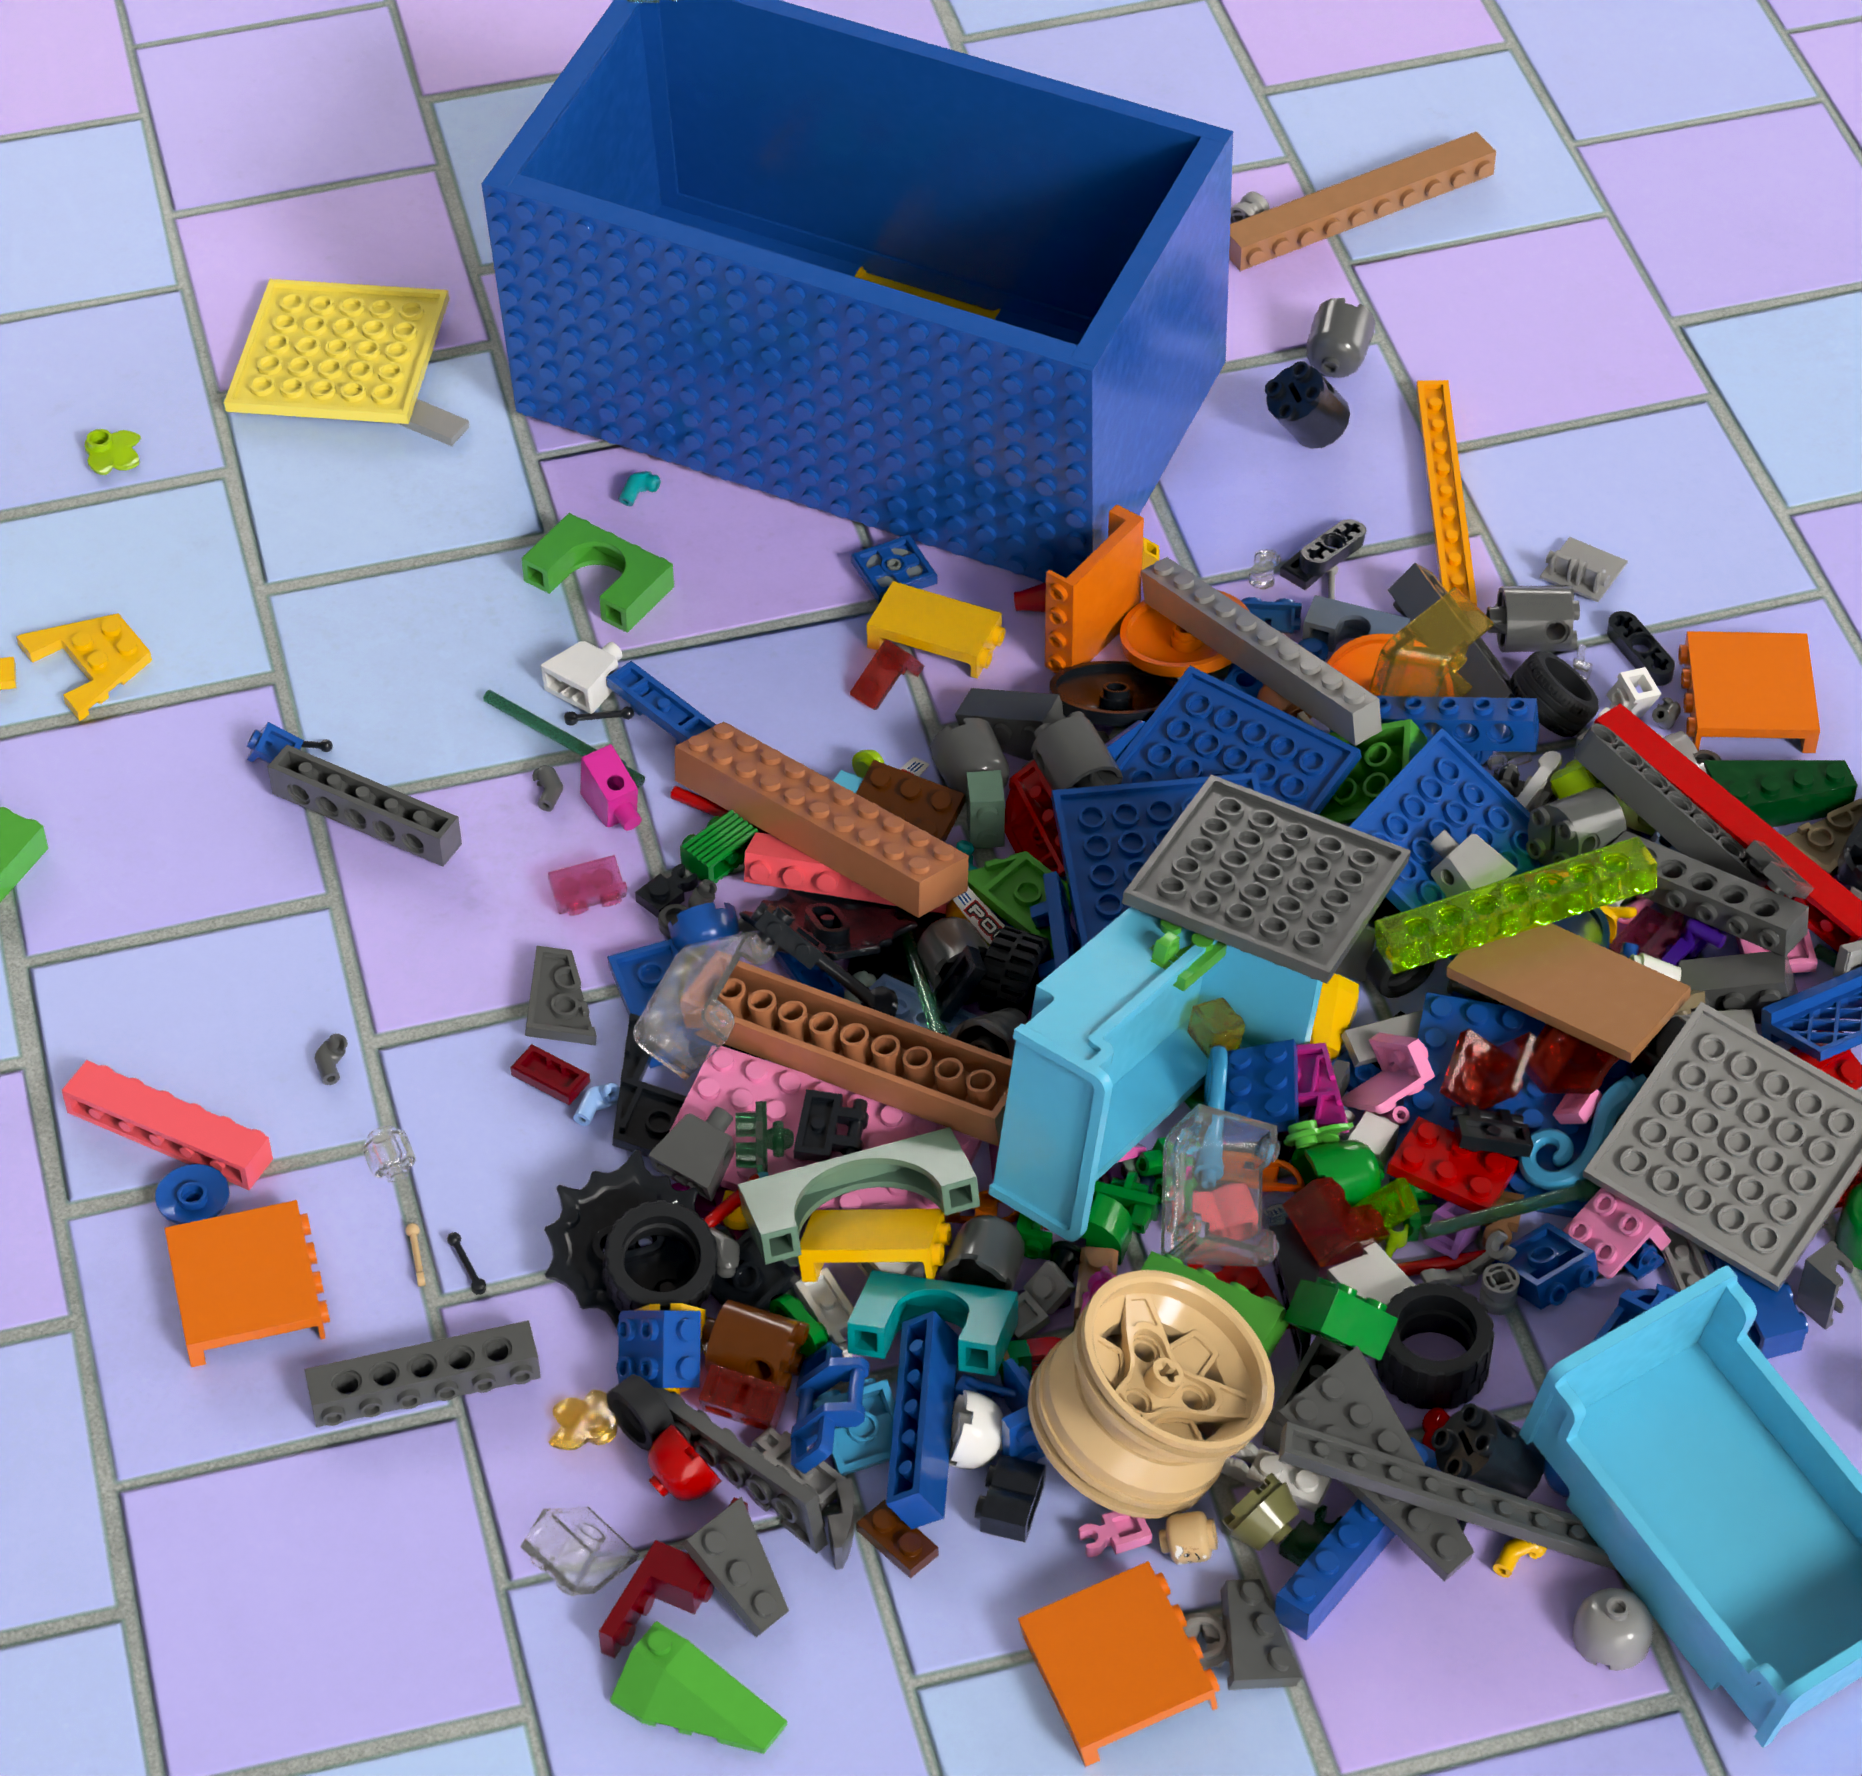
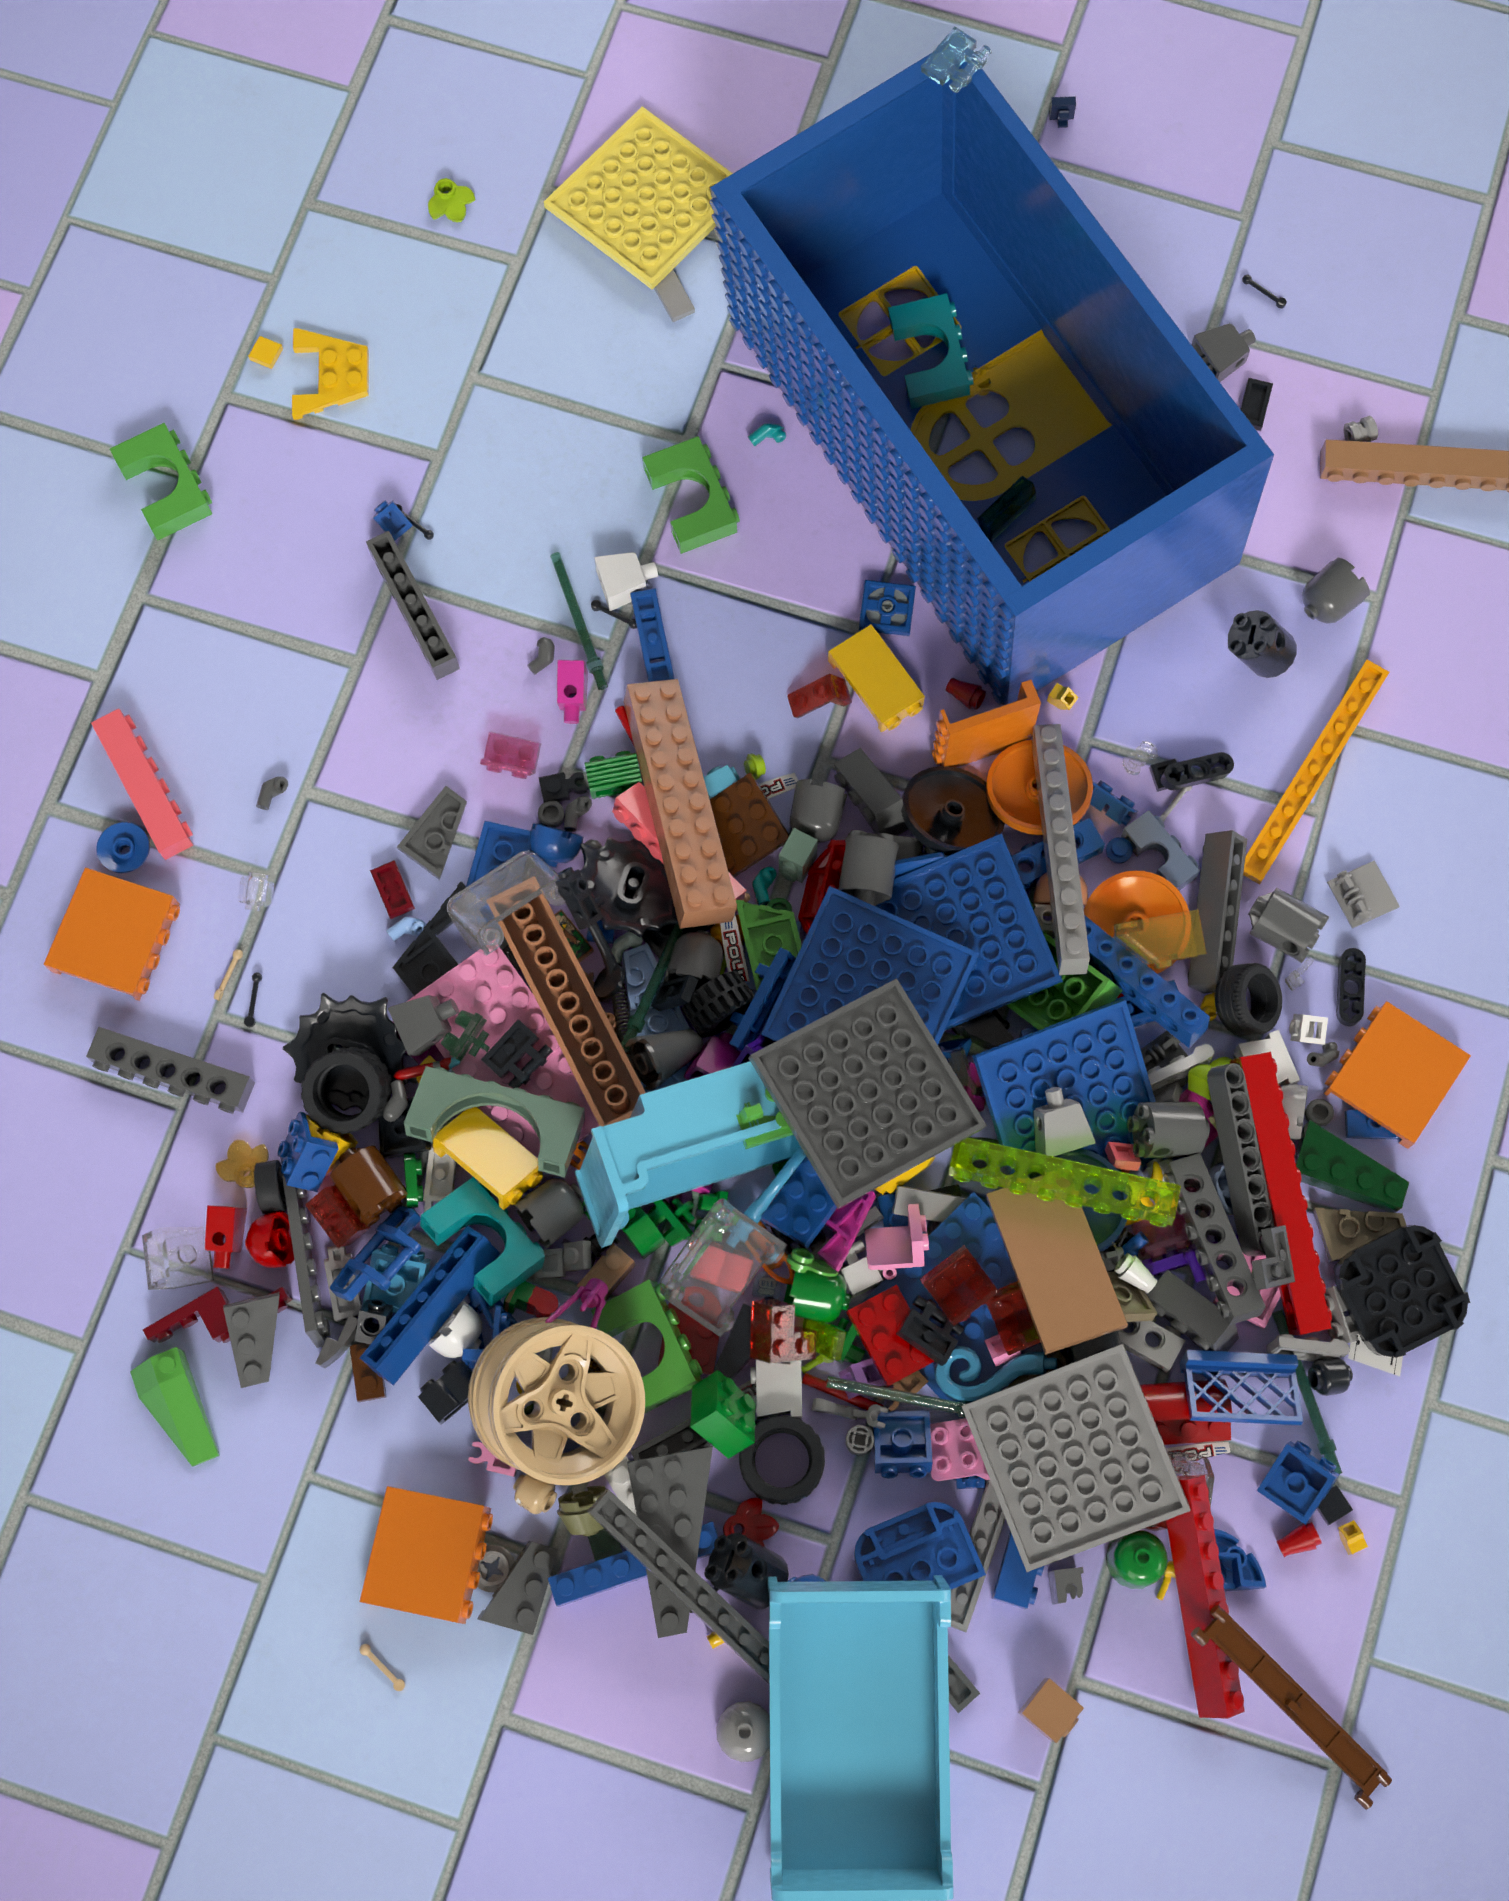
camera: 35 degrees right, 25 degrees up
(619, 1484) = (227, 1222): none -> red torso
(862, 1491) = (368, 1330): none -> black brick
(1764, 748) = (1362, 1127): none -> blue plate

